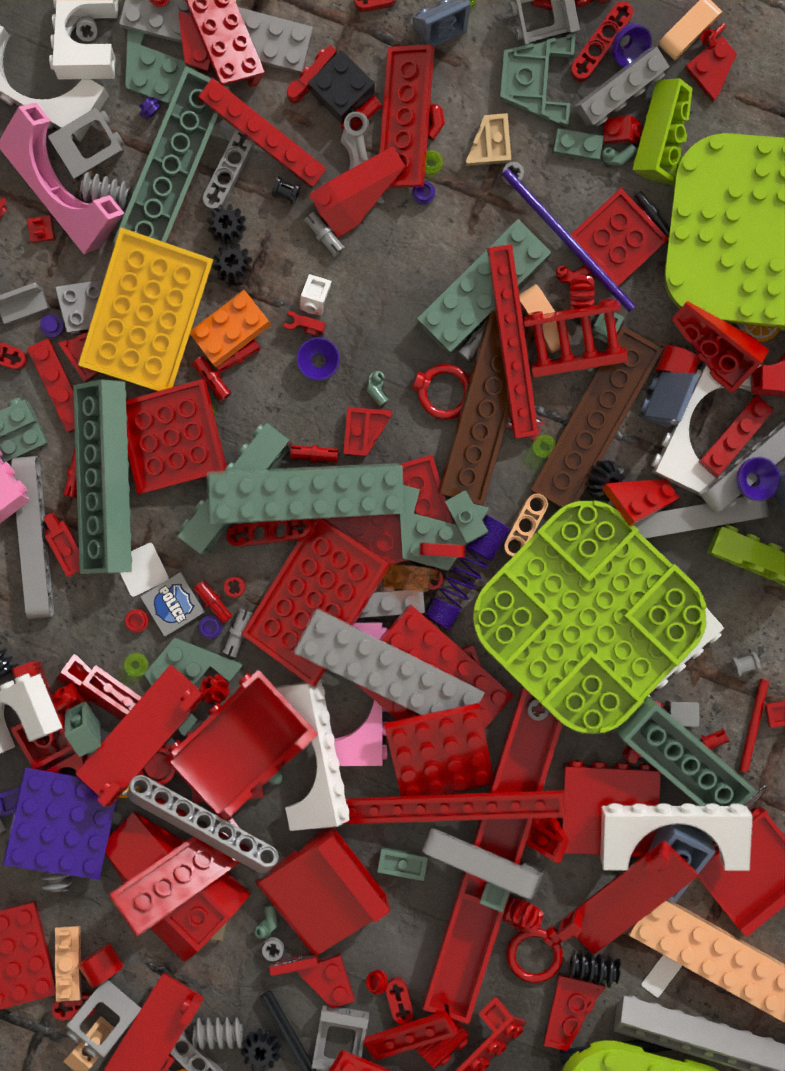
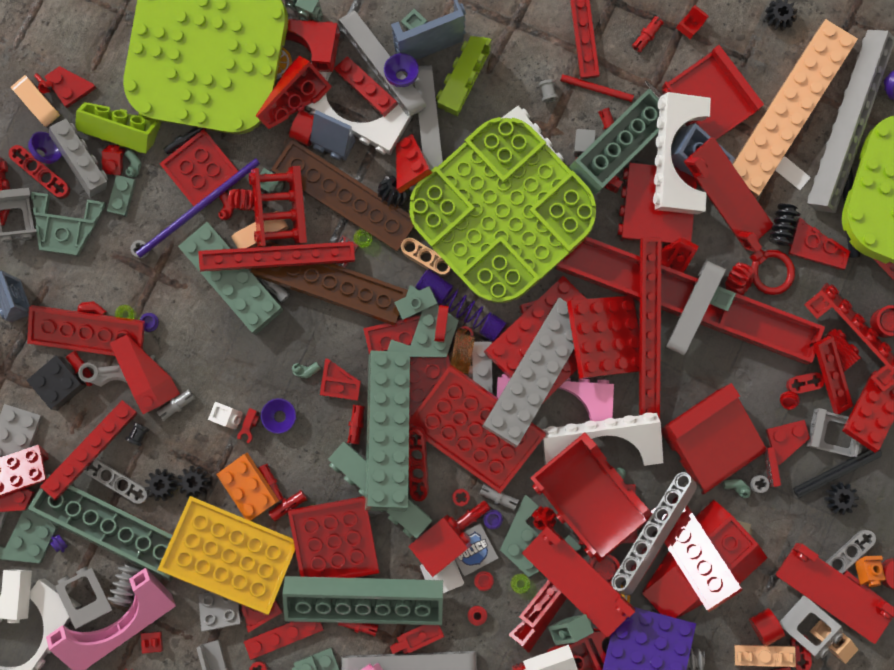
camera: 85 degrees left, 5 degrees down
(52, 325) = (233, 637): dark purple plate -> none
(68, 697) = (544, 641): red bracket -> none
(101, 612) = (481, 610): none -> red plate
(174, 566) = (440, 545): none -> red brick
(218, 1033) = (826, 533): light grey piece -> none
(299, 89) = (54, 417): red hinge -> none
(402, 864) = (694, 373): sand green plate -> none
(422, 383) = (303, 332): red piece -> none
(491, 142) = (112, 264): tan wing -> none
(541, 716) = (577, 262): light grey bush -> none

